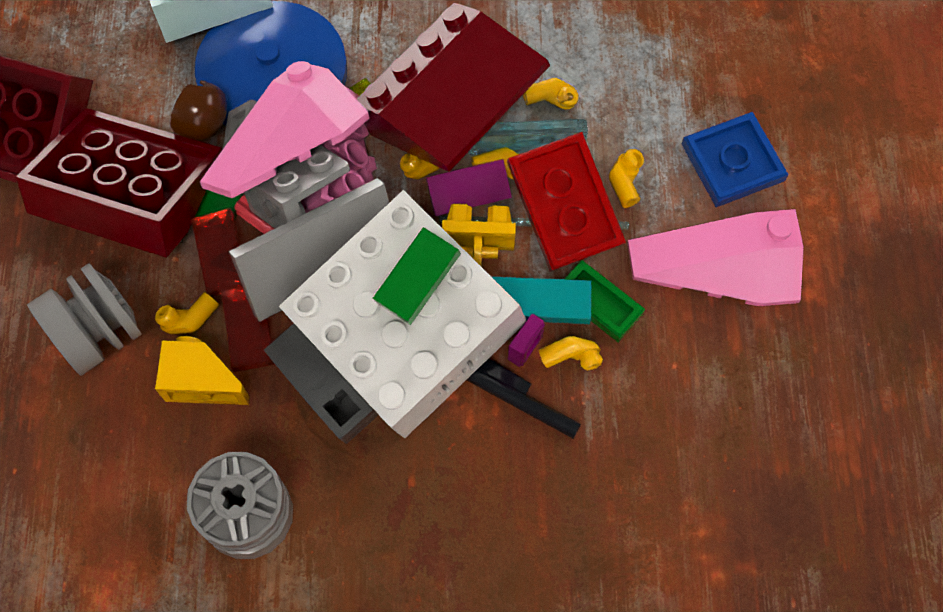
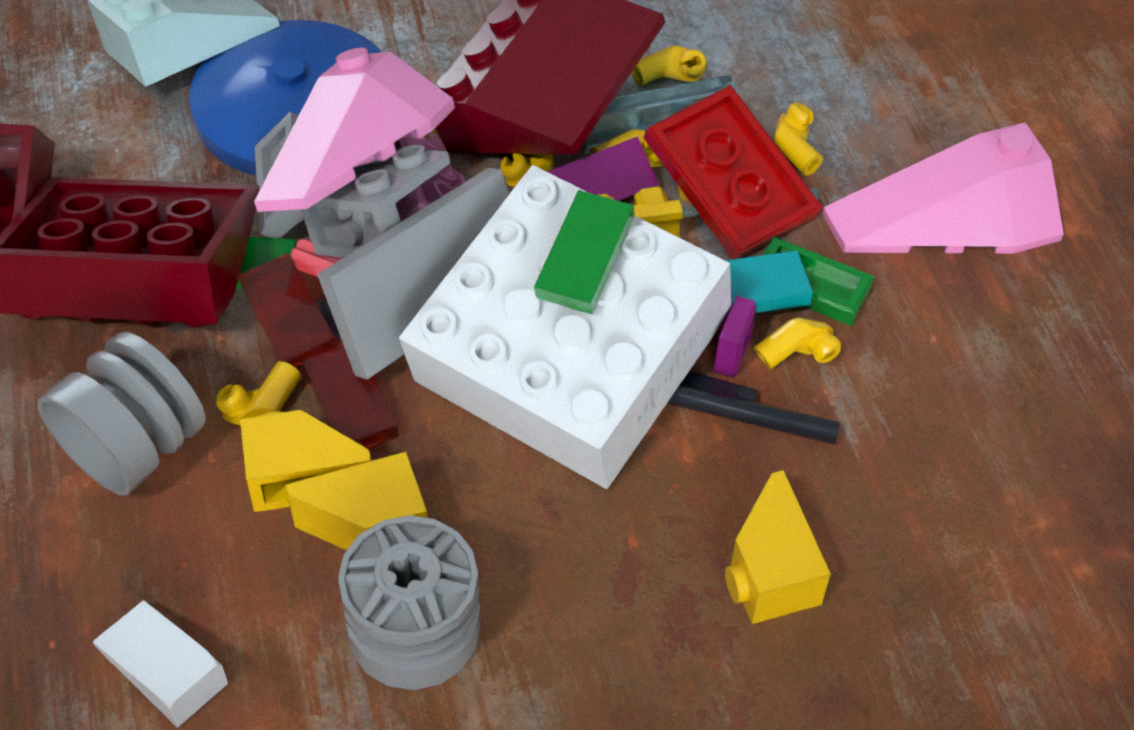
camera: 15 degrees left, 15 degrees down
(77, 503) = (162, 662): none -> white slope
(199, 111) = (217, 146): reddish brown hair -> none
(235, 420) = (355, 499): none -> yellow slope
(320, 384) = (481, 435): dark grey slope -> none
(499, 521) = (776, 557): none -> yellow slope
(734, 159) = (922, 99): blue tile -> none

